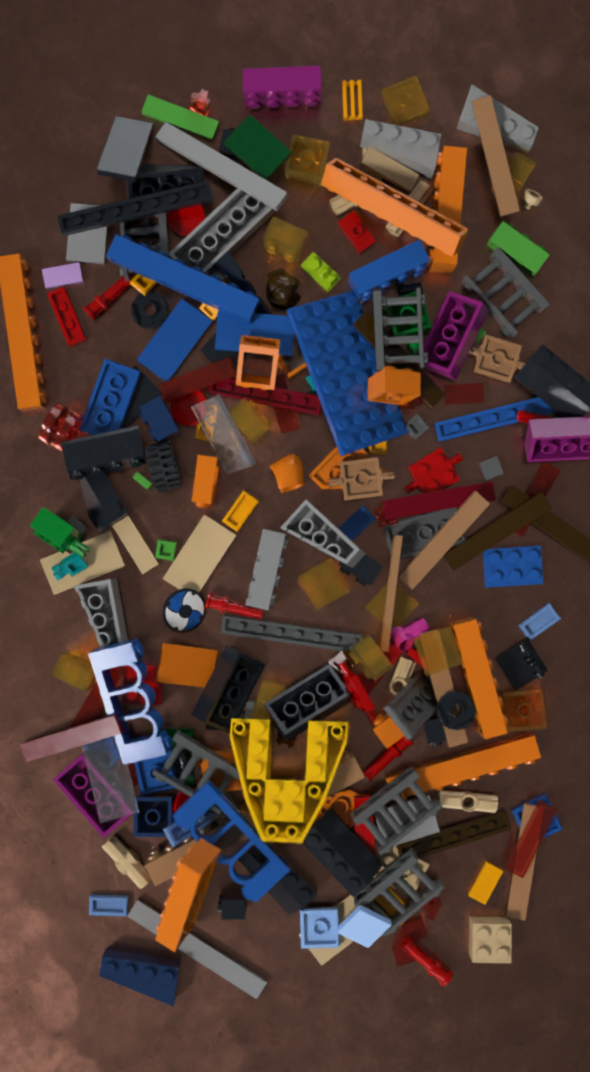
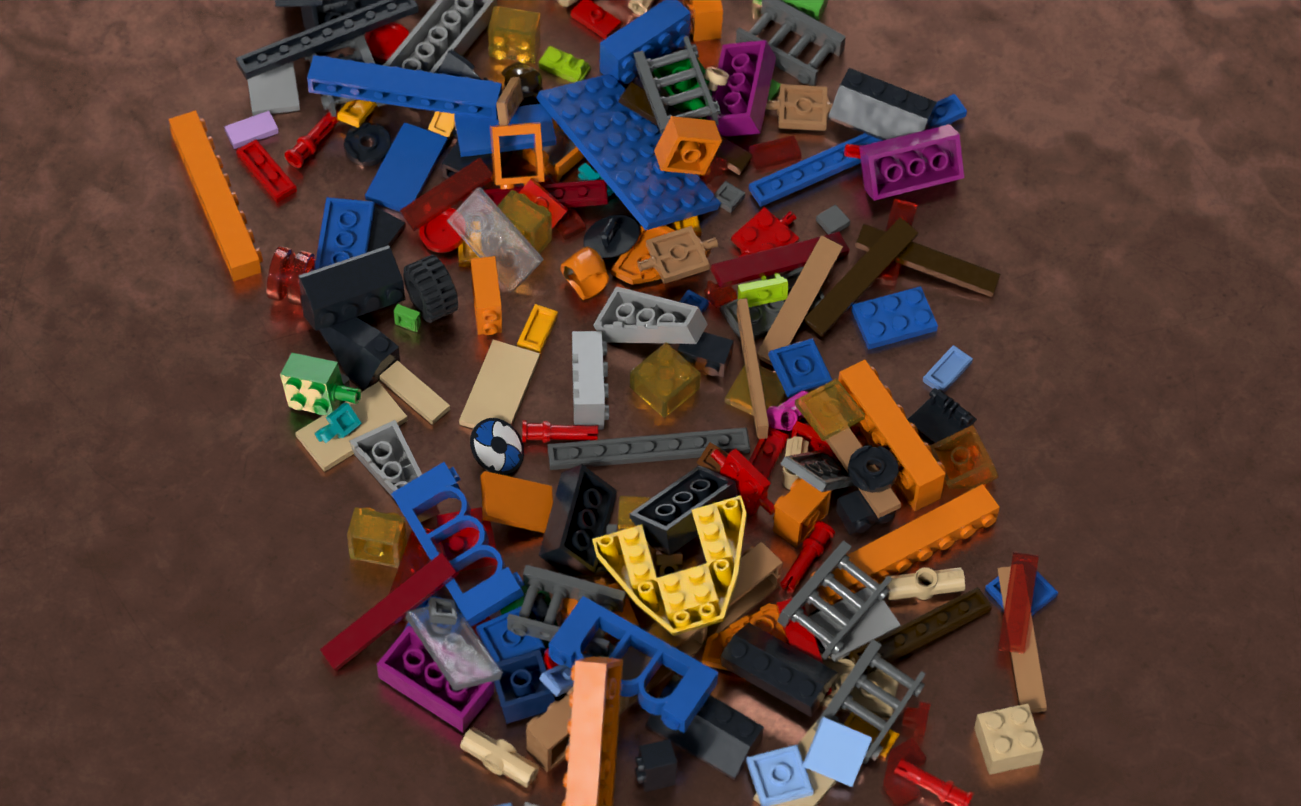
camera: 20 degrees left, 30 degrees down
(108, 751) = (442, 611): none -> dark grey tile
(159, 418) = (411, 238): dark blue brick -> none
(166, 550) = (455, 390): bright green tile -> none
(261, 316) = (509, 101): none -> medium nougat tile
(268, 406) = (540, 196): none -> red plate
(315, 444) = (612, 235): none -> black shield
(370, 656) = (748, 433): clear yellow brick -> none
(408, 526) = (764, 290): none -> lime plate
(428, 597) = (799, 367): none -> blue tile
(433, 326) = (715, 77): none -> tan tile
(485, 882) = (980, 679): light orange tile -> none

